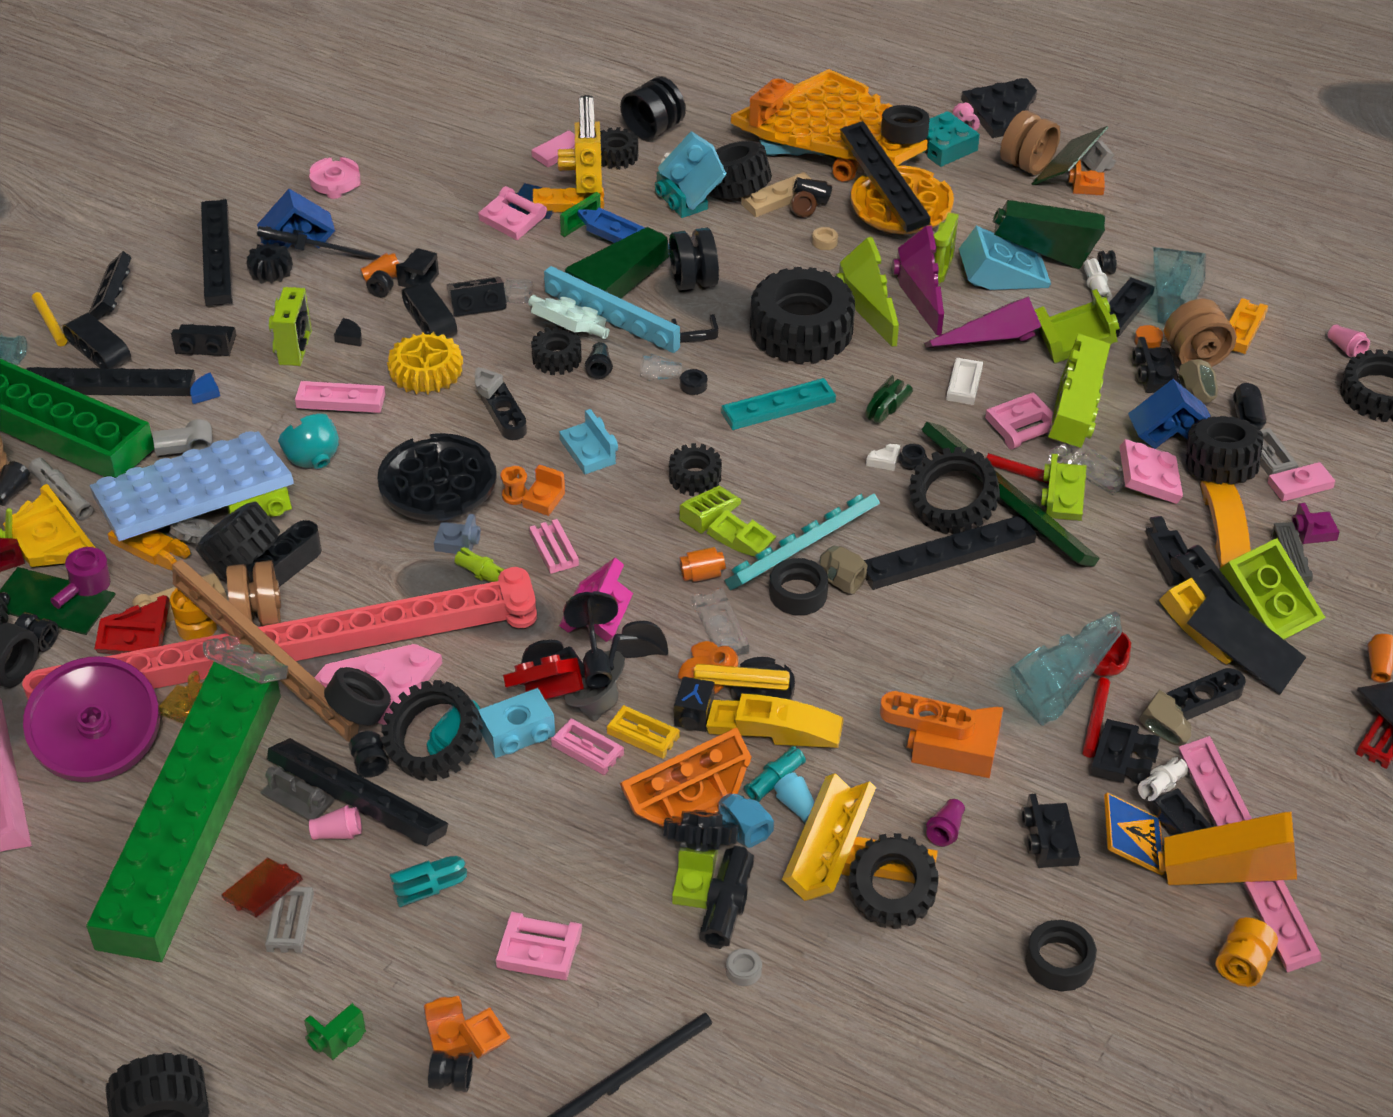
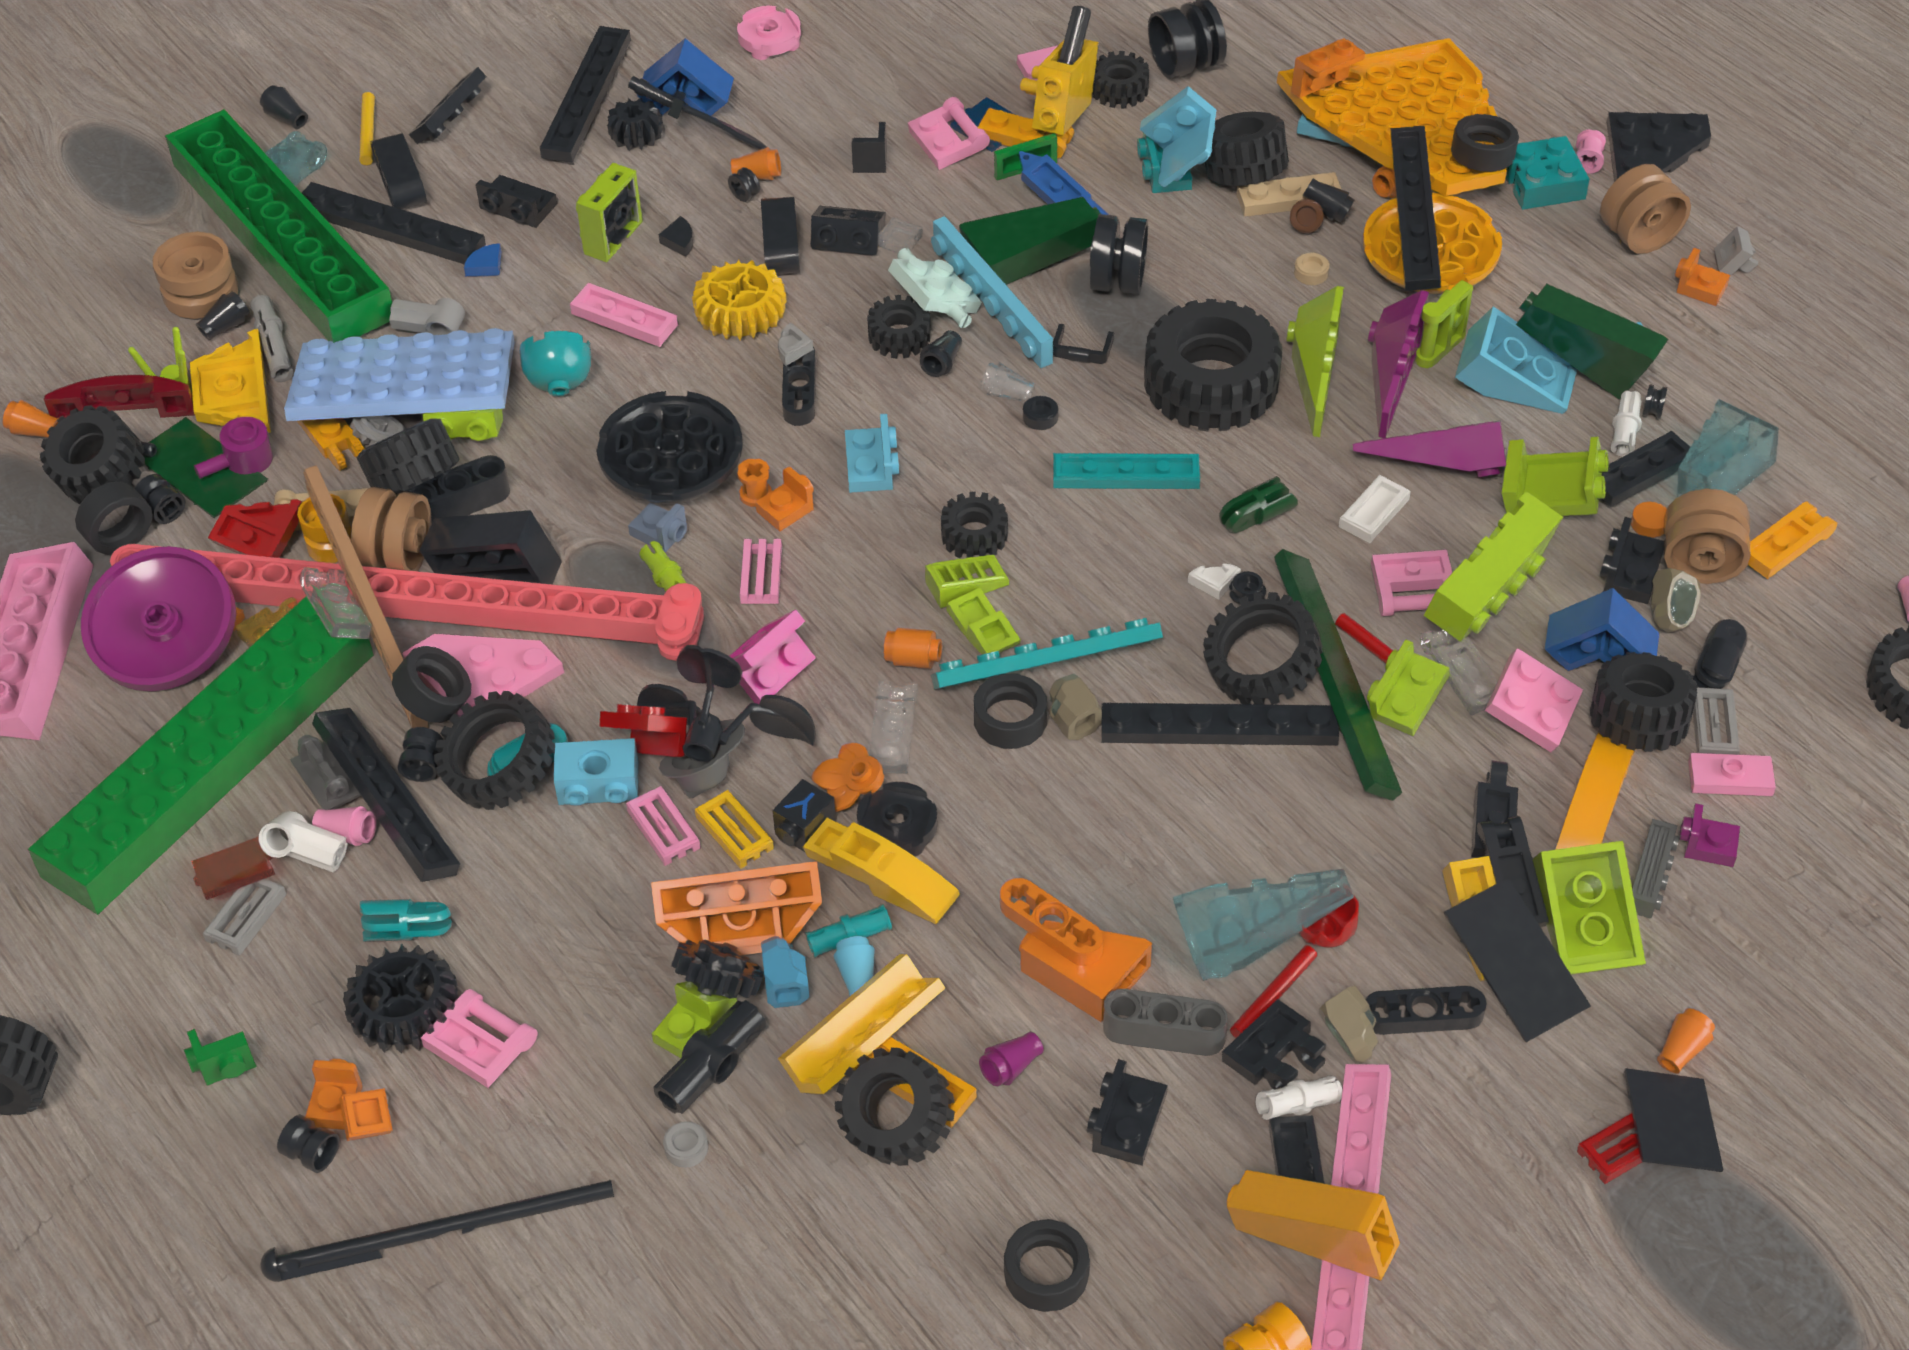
camera: 25 degrees right, 5 degrees up
(317, 847) = (305, 841): none -> white piece
(337, 586) = (491, 547): none -> black wedge
(418, 268) = (797, 178): black window -> none
(463, 239) = (870, 154): none -> black panel
(467, 951) = (400, 985): none -> black gear
(743, 676) = (871, 801): yellow axle -> none
(1039, 760) = (1181, 1035): none -> dark grey beam
(1070, 155) = (1694, 240): window -> none
(1133, 833) = (1219, 1148): piece -> none

